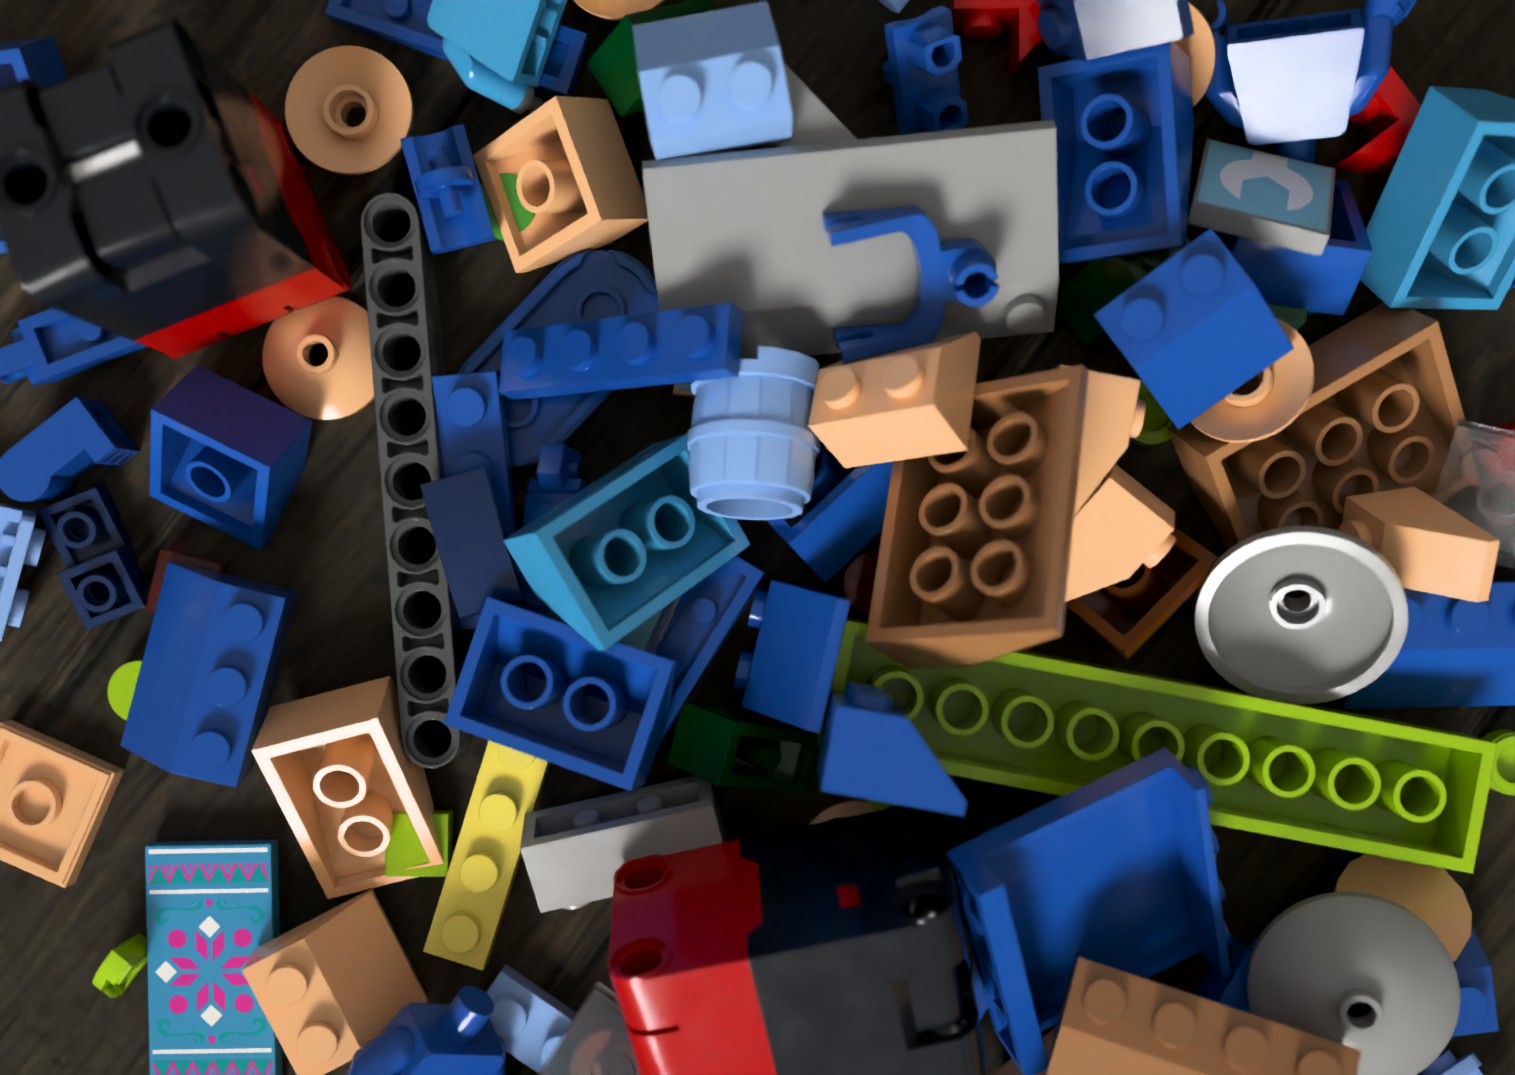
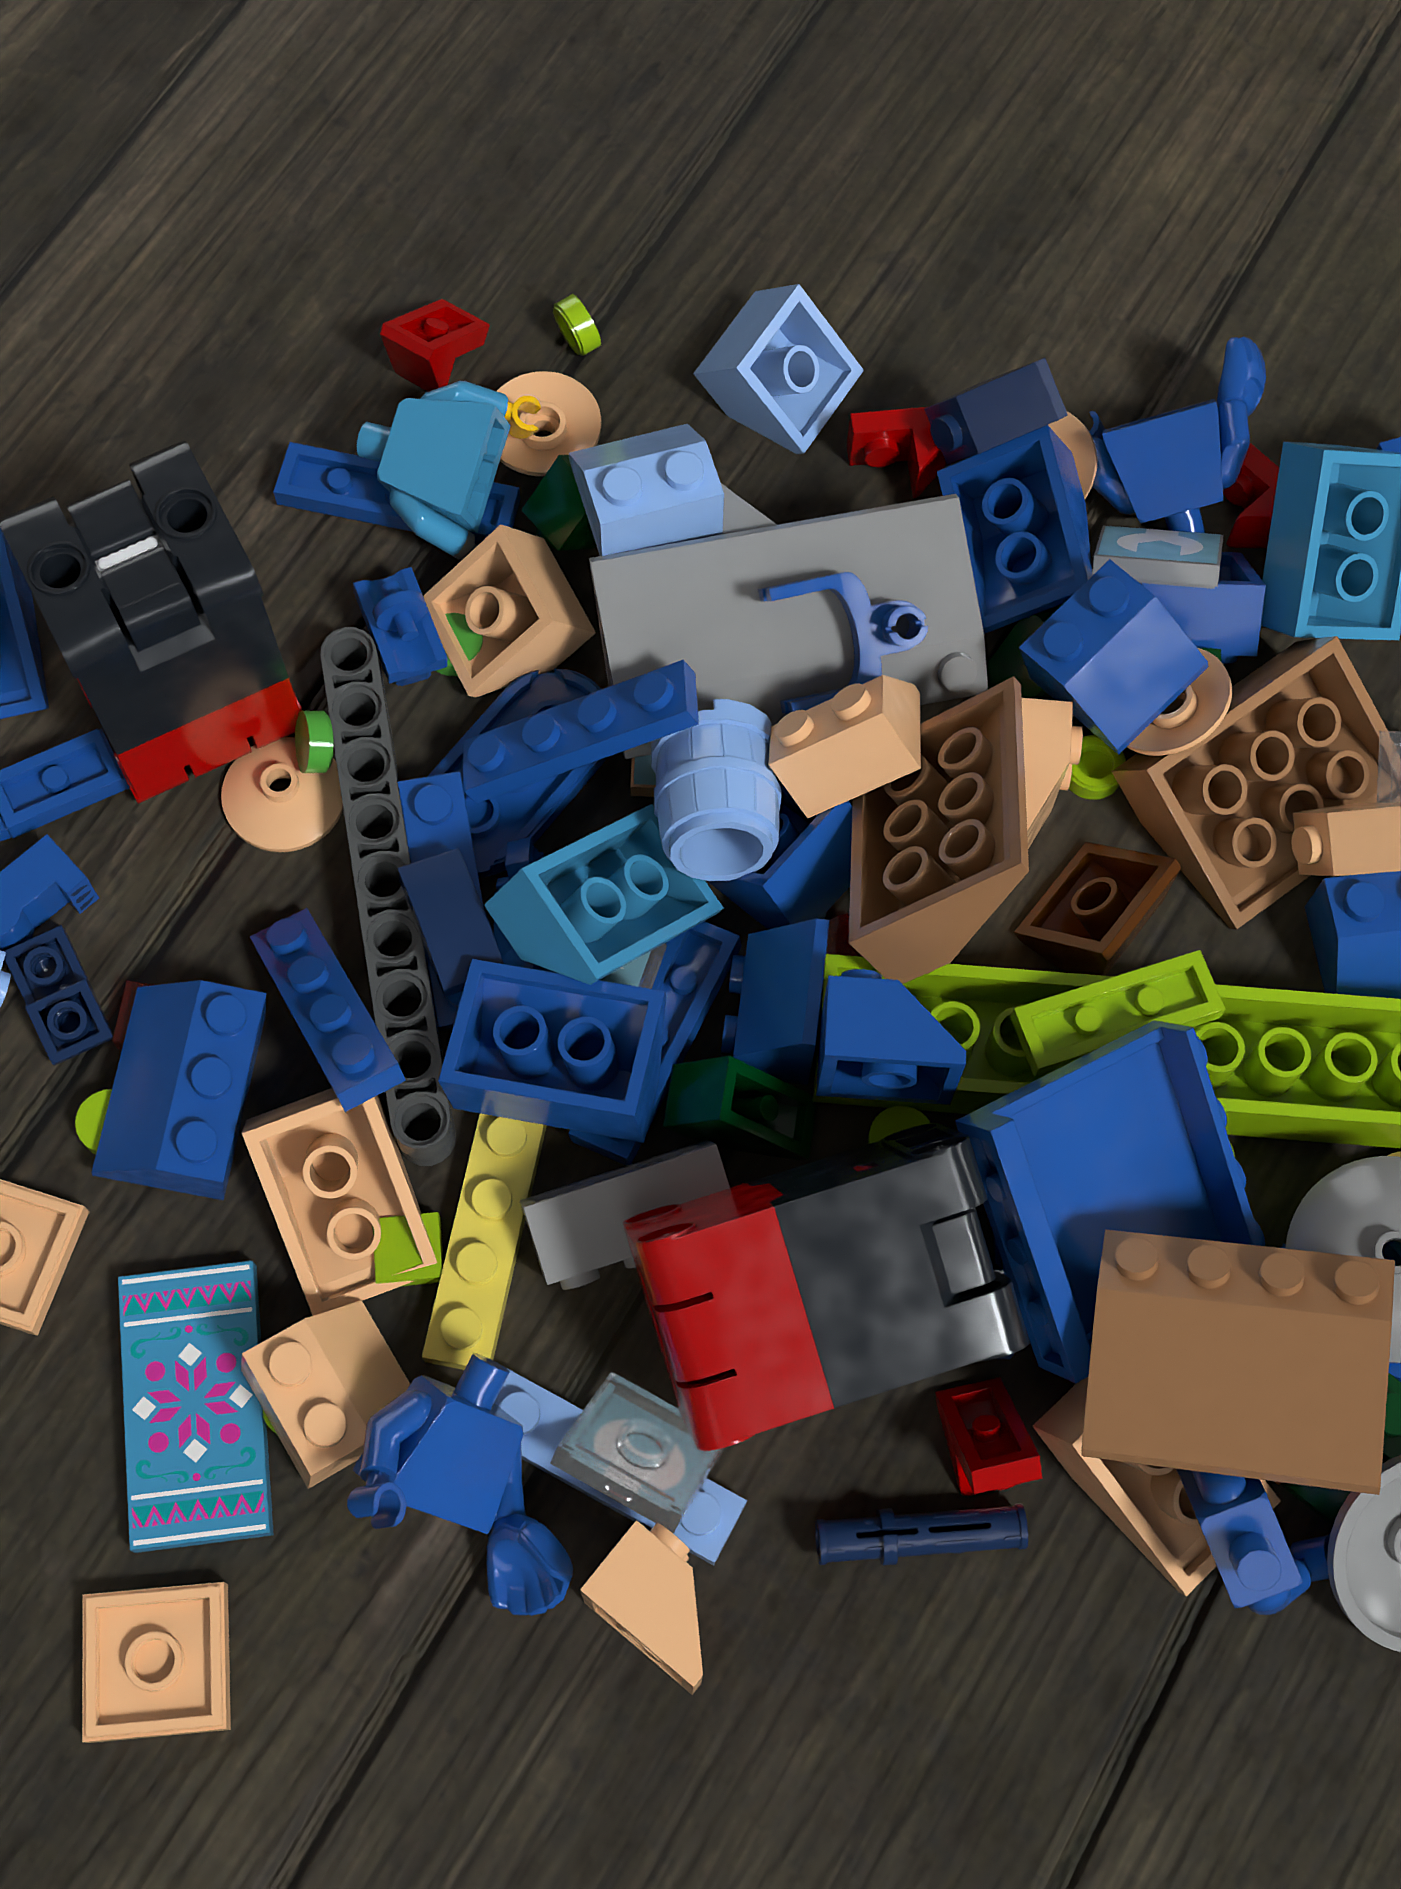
camera: 10 degrees left, 20 degrees down
(121, 966) = (92, 1411): lime tile -> none
(226, 455) = (193, 885): blue slope -> none
(325, 94) = (300, 548): light nougat dish -> none
(345, 619) = (327, 1010): none -> blue plate
(352, 316) = (314, 742): none -> bright green tile
(925, 73) = (832, 476): blue hips -> none
(1117, 533) = (1066, 860): light nougat slope -> none
(1129, 725) = (1091, 1016): none -> lime plate
(1308, 645) = (1313, 911): light grey dish -> none

